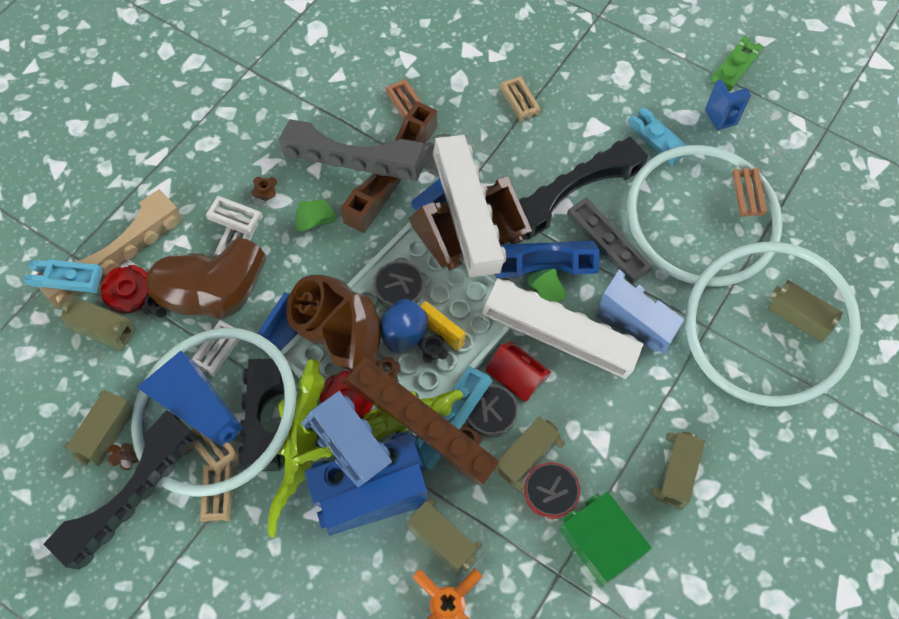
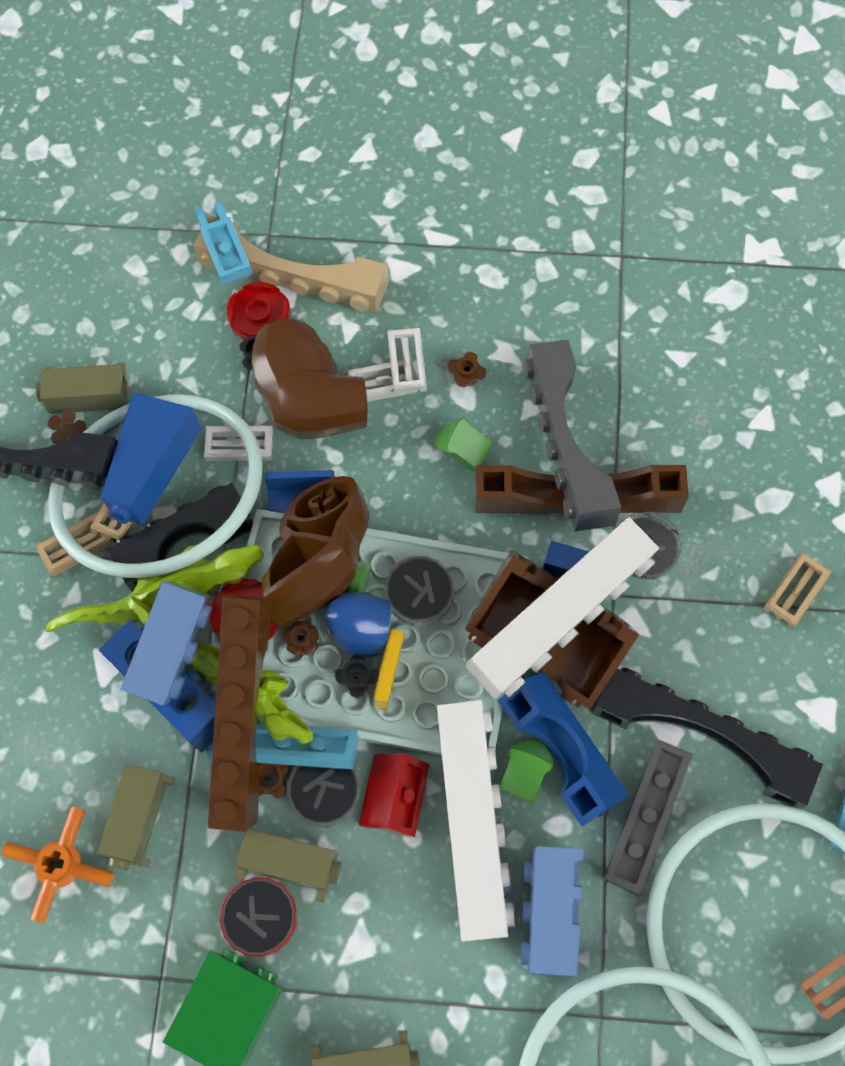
camera: 65 degrees right, 5 degrees up
(97, 323) = (198, 310): olive brick -> none
(374, 501) = (136, 717): blue slope -> none
(393, 97) = (709, 431): nougat tile -> none

